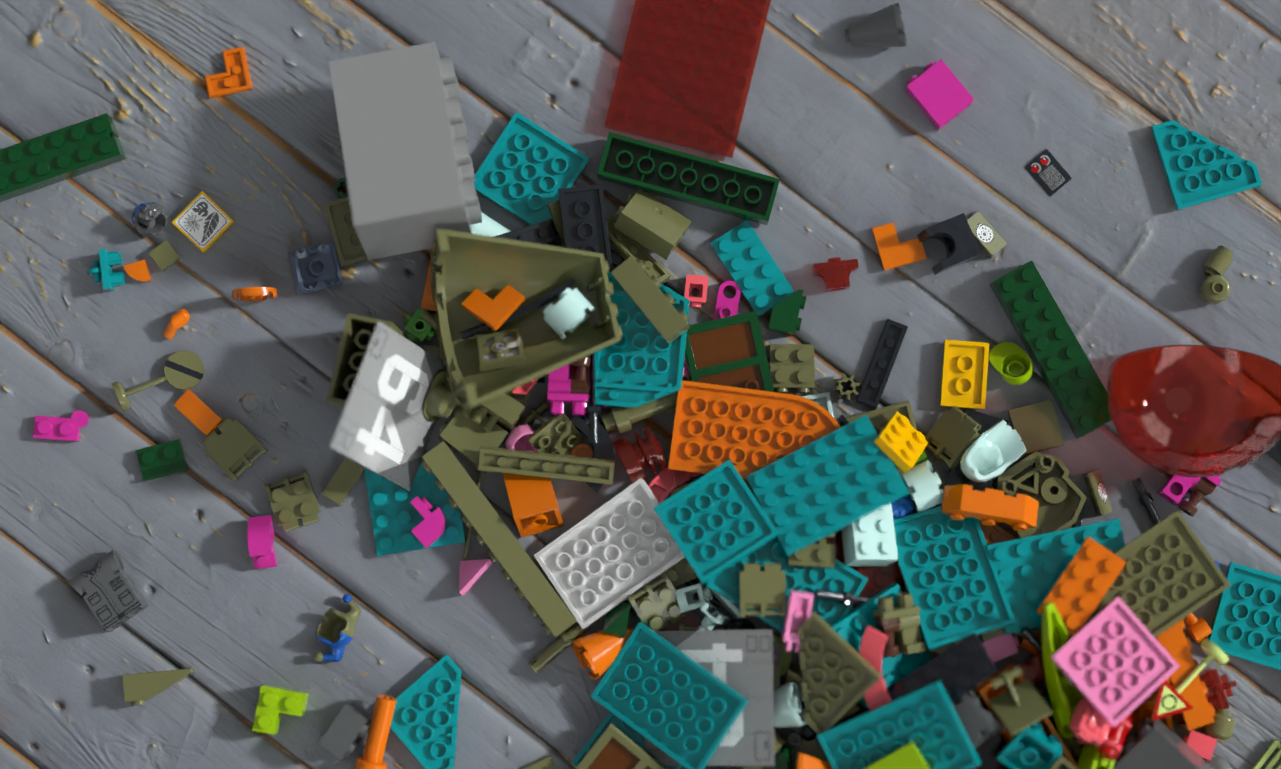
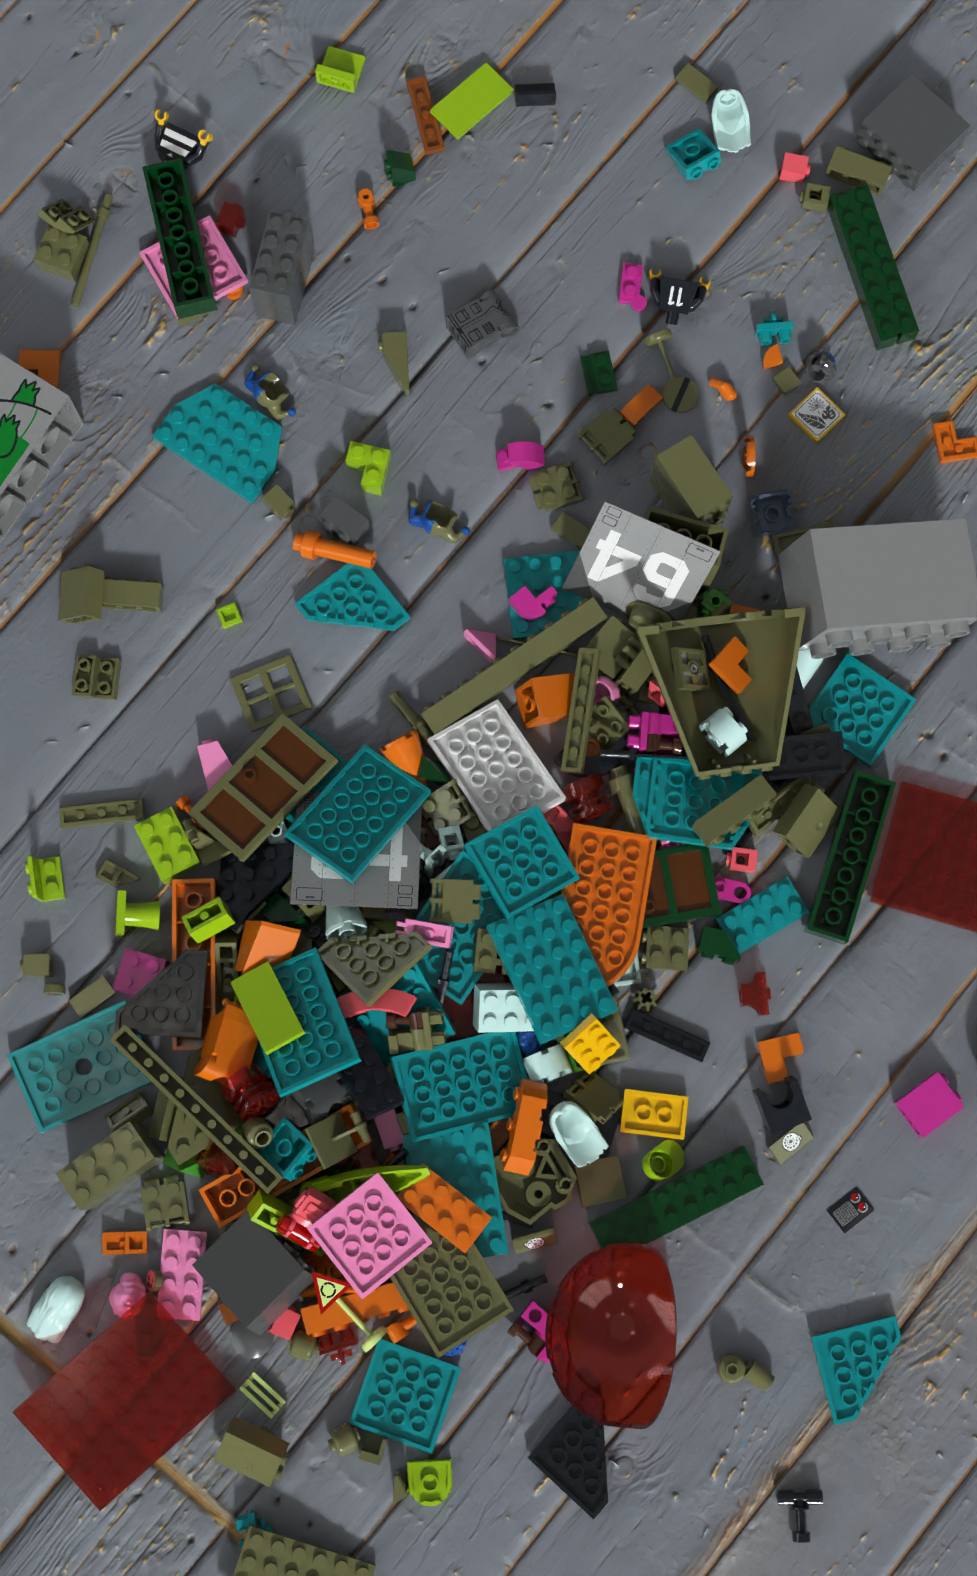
camera: 90 degrees right, 5 degrees down
(71, 377) = (676, 295): none -> black torso
(296, 355) = (690, 483): none -> olive brick

